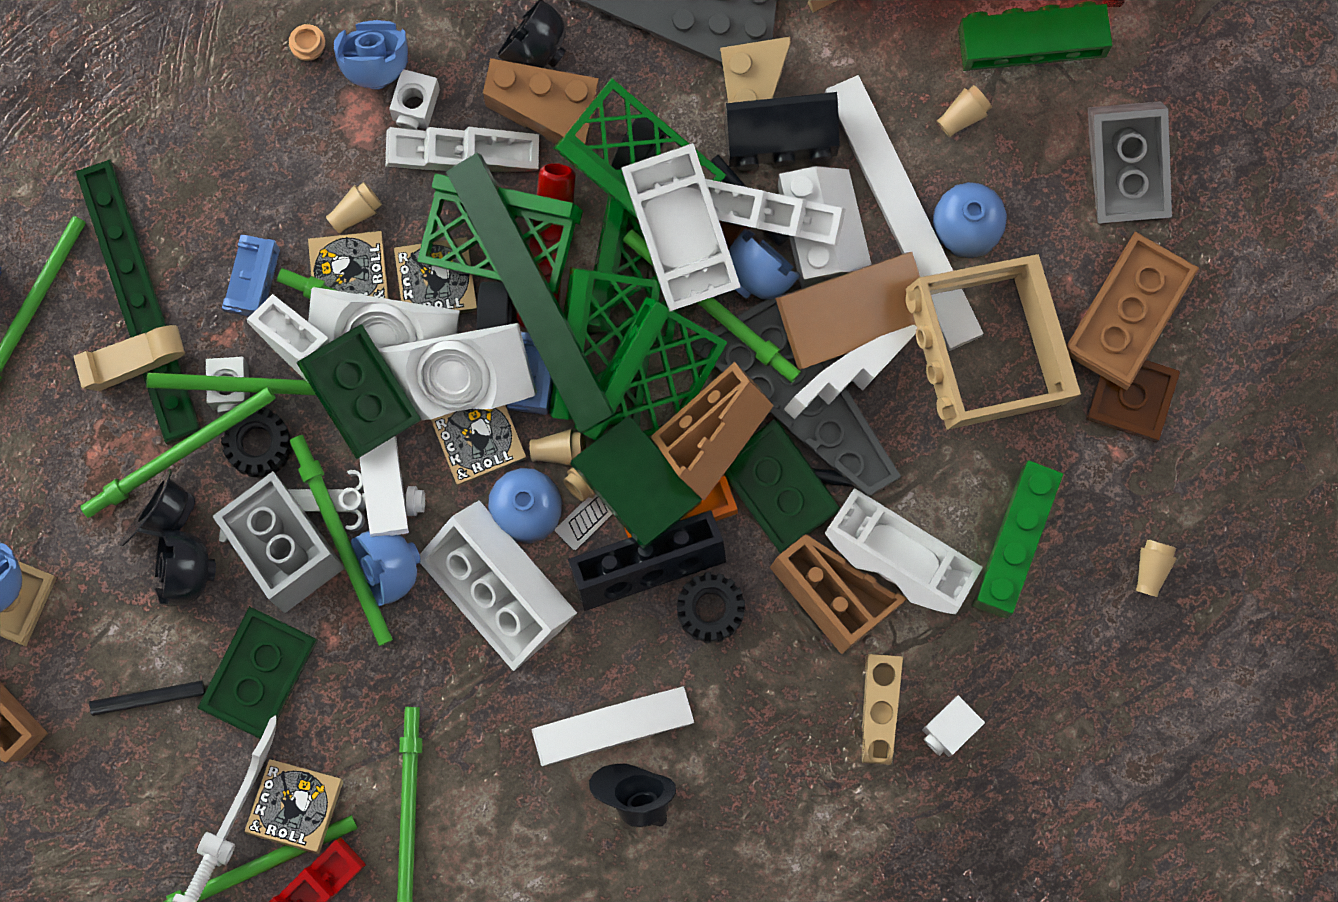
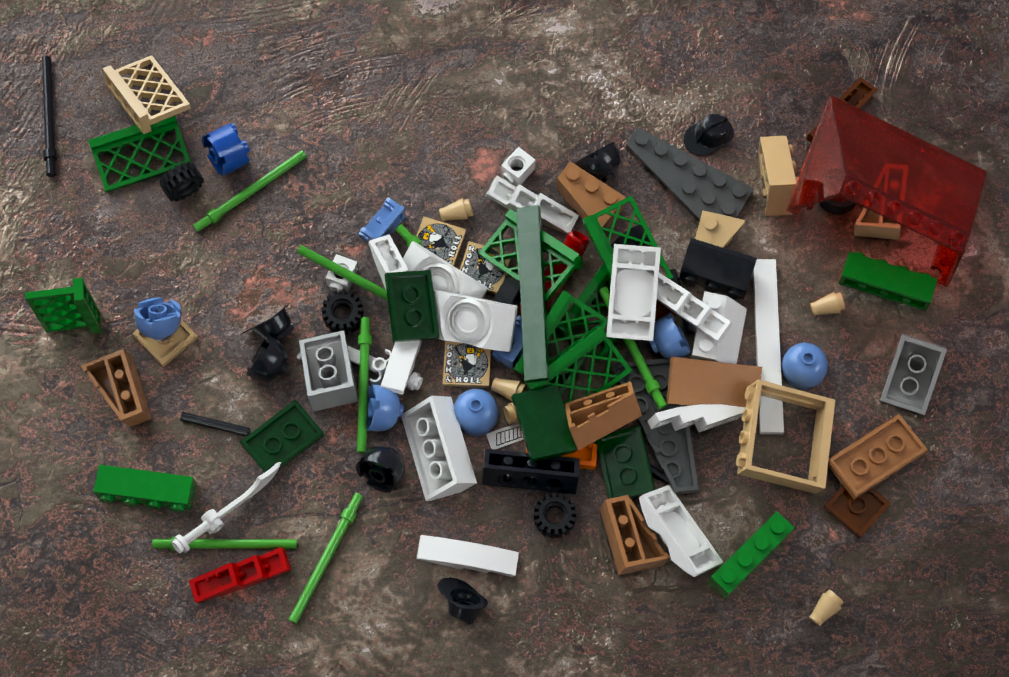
camera: 25 degrees right, 10 degrees down
(89, 843) = (144, 487): none -> green brick
(118, 490) = (254, 305): bright green bar -> none
(128, 358) = (292, 236): tan leg -> none
(134, 289) = (314, 209): dark green tile -> none
(294, 806) = (266, 519): tile -> none
(307, 42) = (473, 113): light nougat plate -> none
(372, 53) = (505, 133): medium blue cylinder -> none
(428, 653) = (382, 468): none -> black cylinder
(880, 707) = (627, 614): tan leg -> none
(951, 727) = (664, 645): white brick -> none

